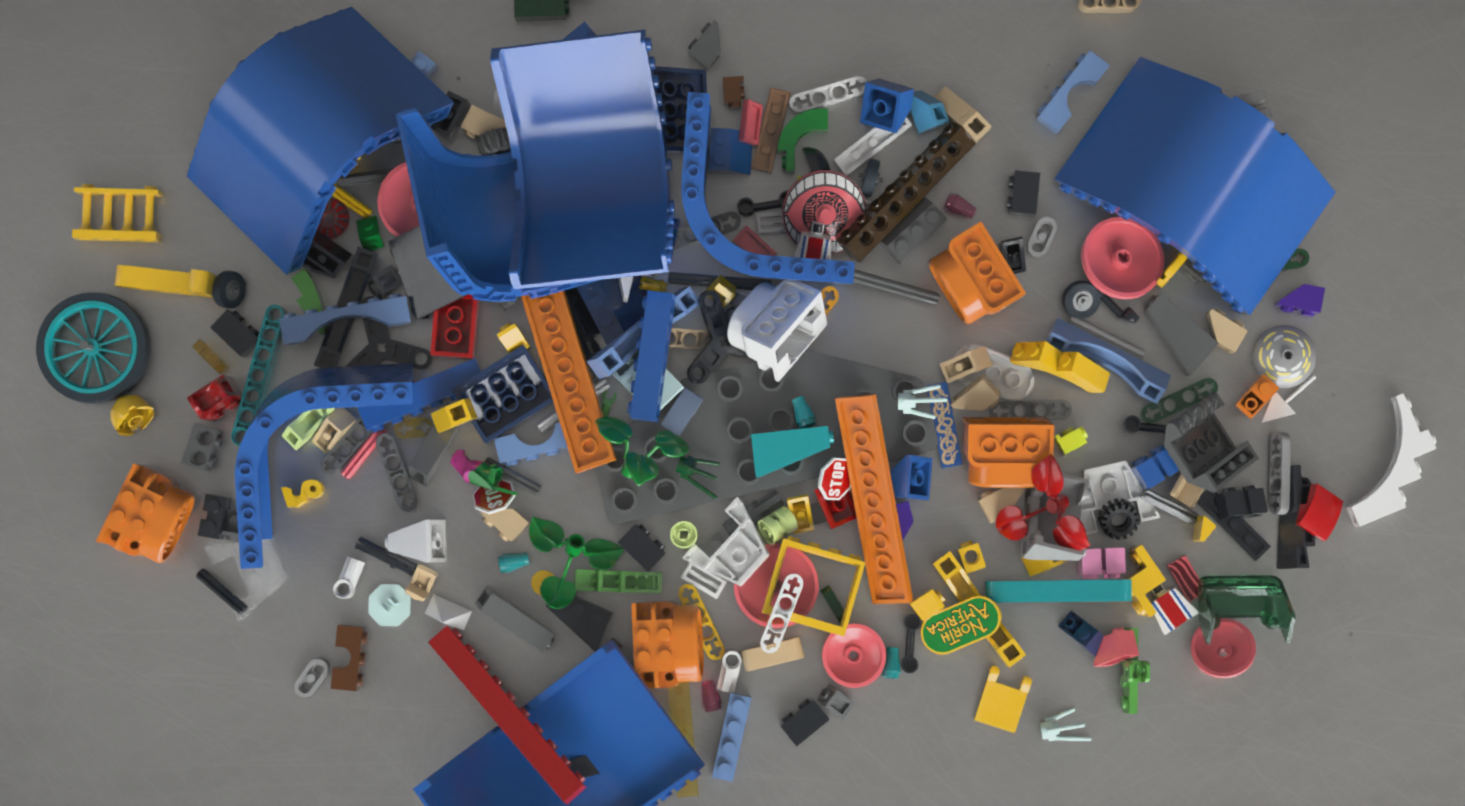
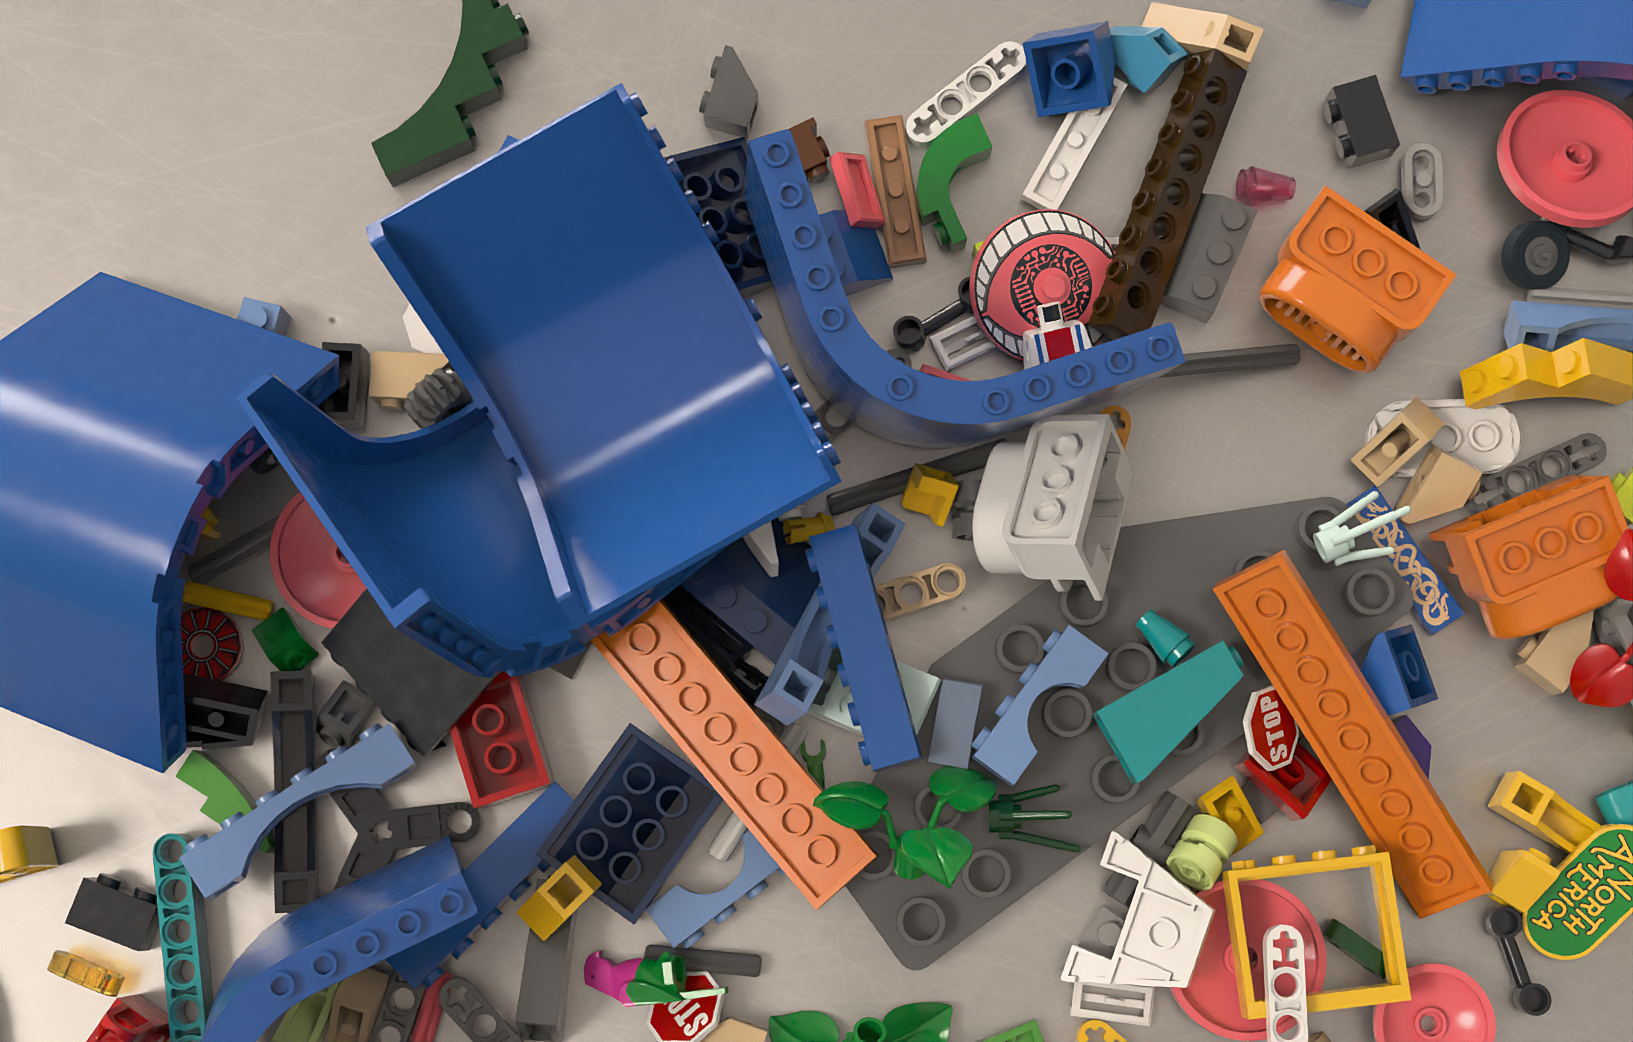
camera: 25 degrees left, 5 degrees down
(229, 289) = (73, 842): black wheel -> none
(413, 423) = (493, 940): clear yellow beam -> none
(512, 337) = (605, 718): yellow slope -> none
(642, 547) = (983, 991): black brick -> none
(684, 534) = (1046, 937): yellowish green wheel -> none
(717, 327) = (952, 553): black piece -> none
(749, 405) = (1069, 663): none -> medium blue arch
(815, 159) = (989, 208): black brick -> none
(870, 177) = (1097, 196): black wheel -> none
(892, 665) = (1507, 1014): teal cone -> none
(977, 564) = (1569, 767): yellow brick -> none

